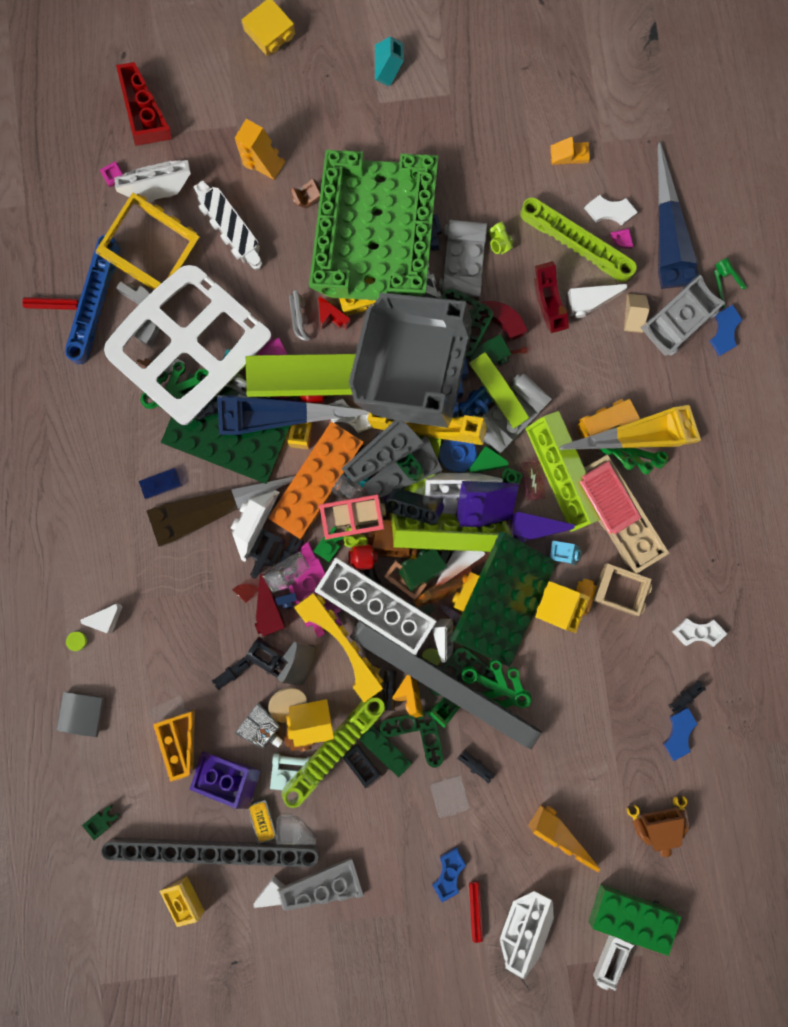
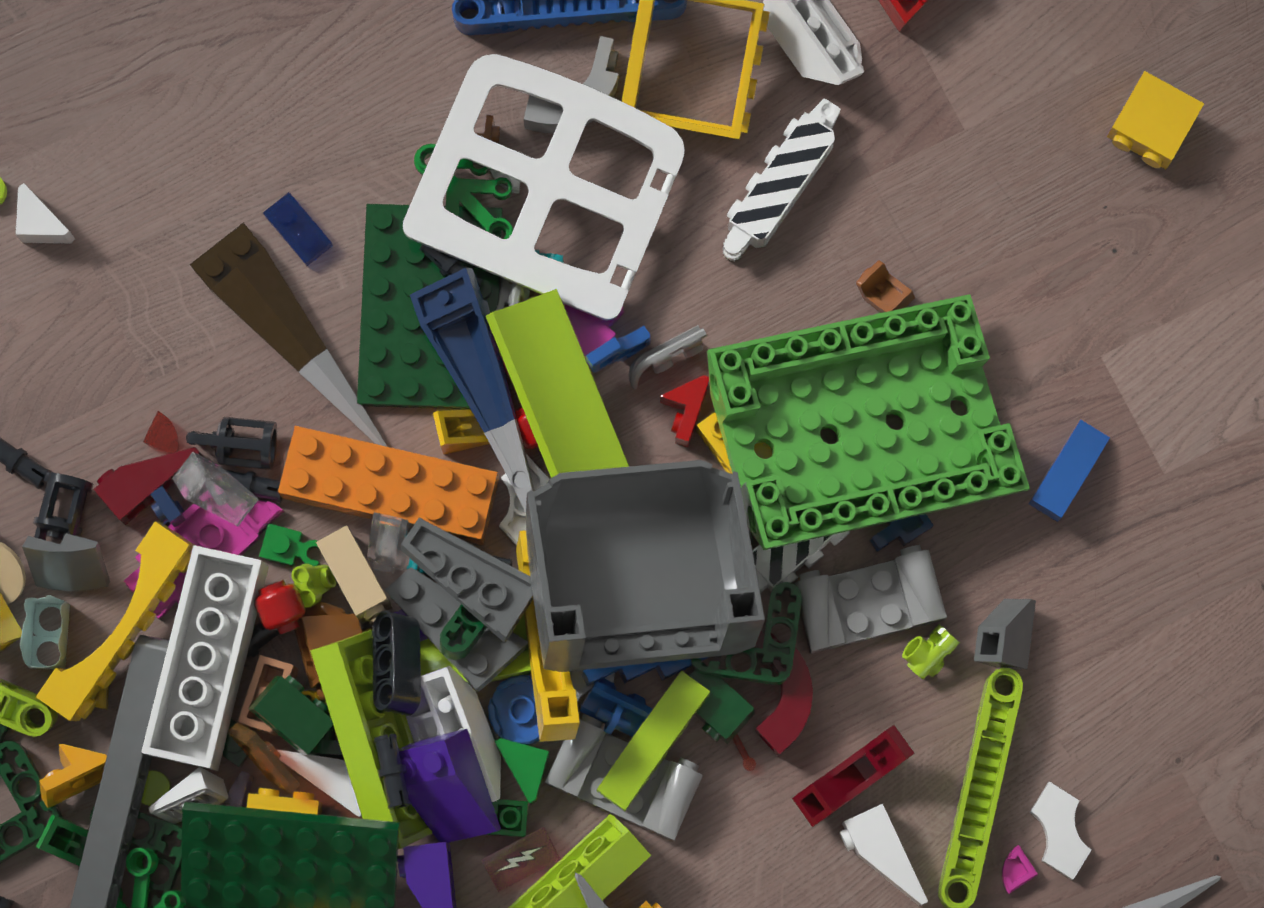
camera: 75 degrees right, 5 degrees down
(251, 521) = (283, 401): white wedge -> none
(256, 150) = (922, 181): light orange wedge -> none
(288, 336) = (618, 349): none -> blue tile
(329, 690) = (30, 643): none -> light aqua piece
(348, 502) = (362, 549): coral window -> none
(388, 60) = (1175, 343): teal slope -> none
(389, 690) = (73, 736): black pin -> none
(433, 138) = (1069, 471): none -> blue slope
(472, 526) = (392, 771): none -> black pin
(505, 198) = (1006, 635): none -> dark grey slope
(569, 153) = (1137, 721): light orange slope -> none

